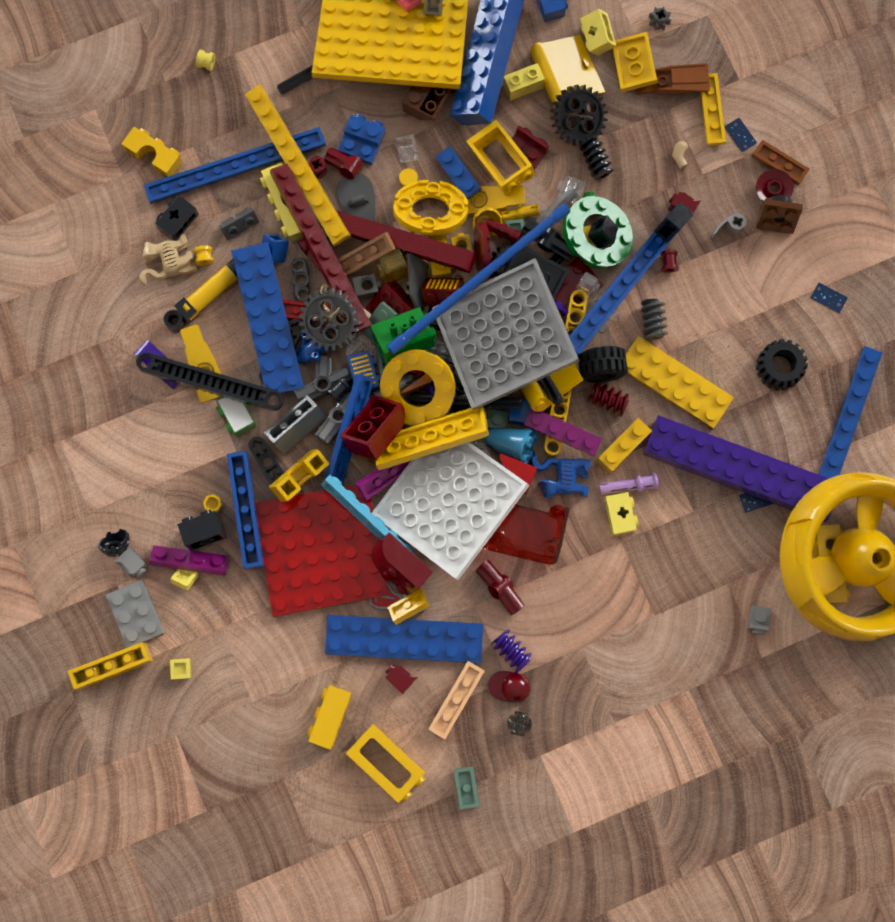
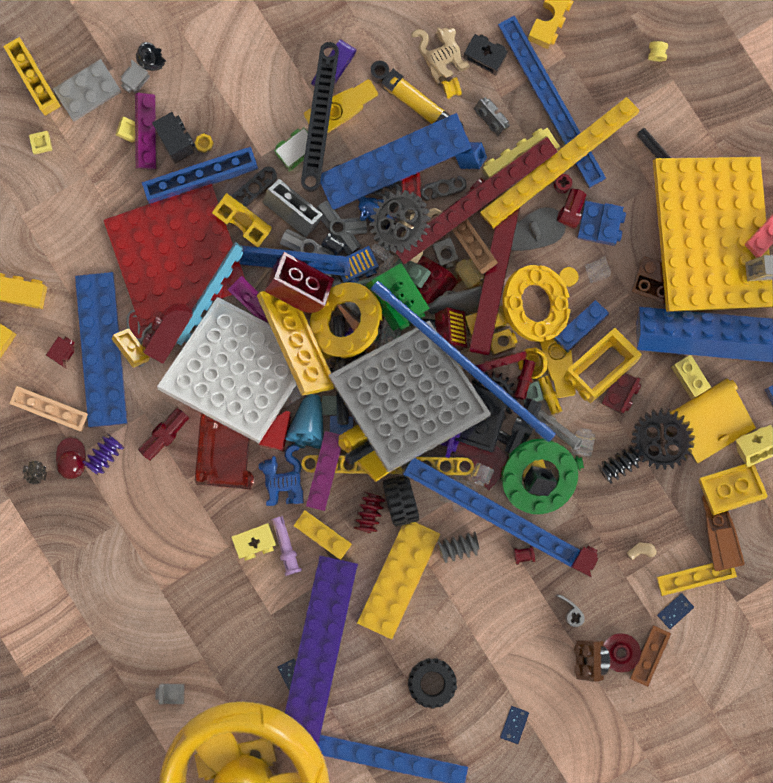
camera: 80 degrees right, 5 degrees up
(673, 222) = (559, 551): black brick -> none

